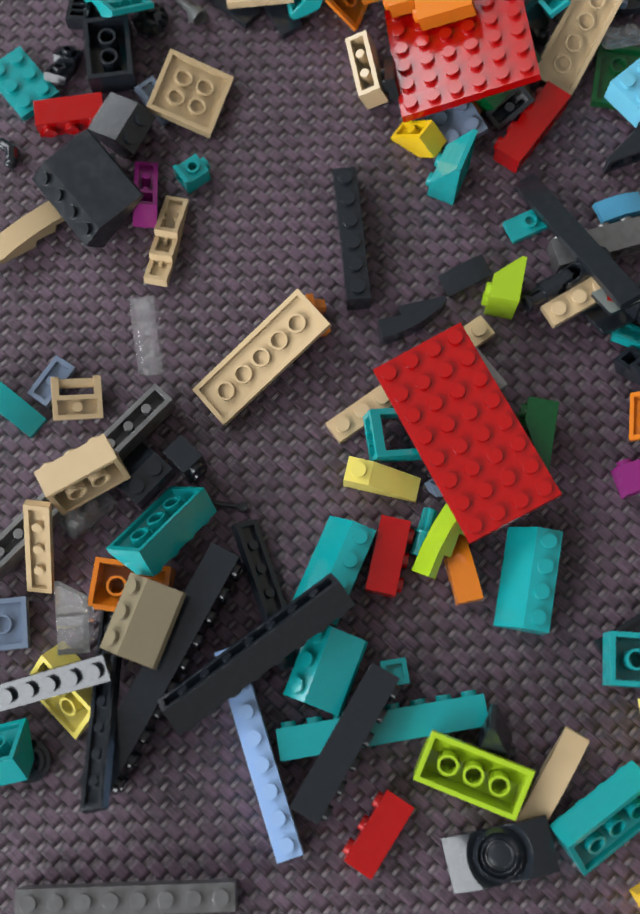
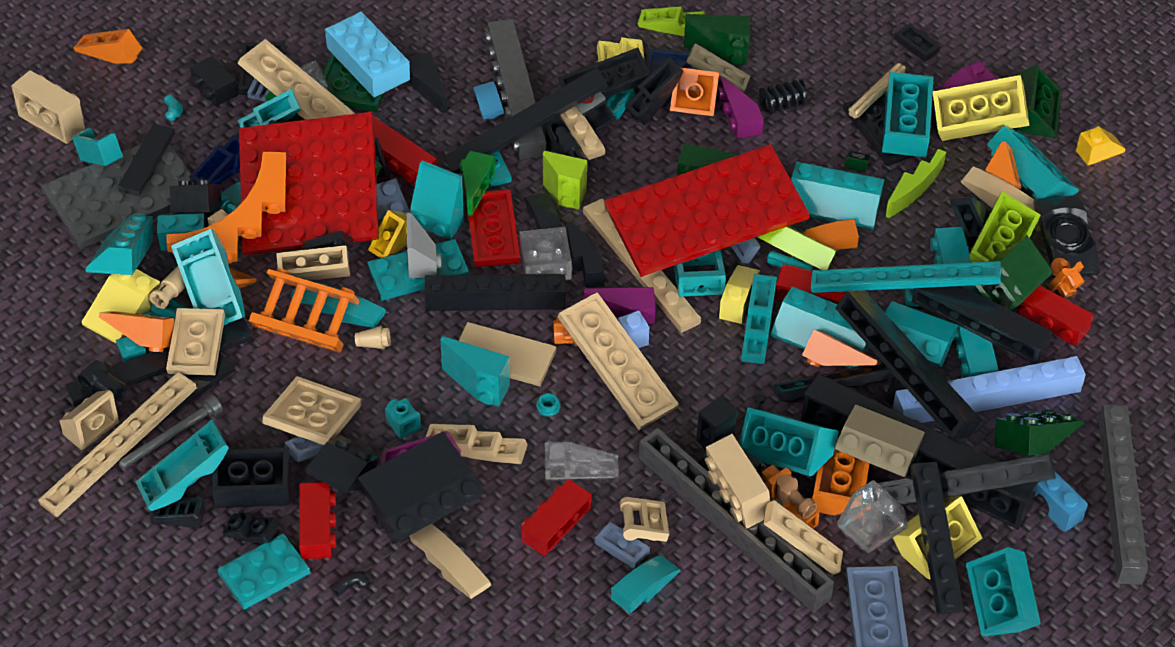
camera: 90 degrees left, 25 degrees down
(81, 318) = (555, 517): none -> red brick
(100, 534) = (785, 488): none -> hips
(123, 816) = (1064, 503): none -> dark azure arch
(199, 803) = (1034, 431): none -> dark green slope
(218, 296) = (548, 400): none -> teal plate
(239, 228) = (477, 370): none -> teal slope
(279, 256) = (527, 358): none -> tan tile
(287, 139) = (373, 338): none -> tan cone
(292, 56) = (308, 332): none -> orange fence
(295, 575) = (831, 351): none -> slope
(311, 373) = (636, 328): none -> light blue brick
(324, 100) = (364, 314): none -> teal slope
(341, 501) = (759, 319): none -> teal slope
(348, 368) = (628, 300): none -> magenta slope
(381, 168) = (392, 272): none -> teal plate
(383, 658) = (906, 277): none -> teal tile
(384, 153) = (421, 250): none -> light grey slope
(401, 279) = (546, 252): none -> clear brick
(401, 776) = (1021, 274): none -> dark green slope
(428, 849) = (1066, 278): none -> orange hips
(441, 229) = (494, 230): none -> red plate
(495, 201) = (477, 174): none -> green slope
(553, 667) = (913, 186): none -> lime slope
(589, 780) = (1004, 166): none -> orange slope
(592, 606) = (857, 161): none -> dark green slope

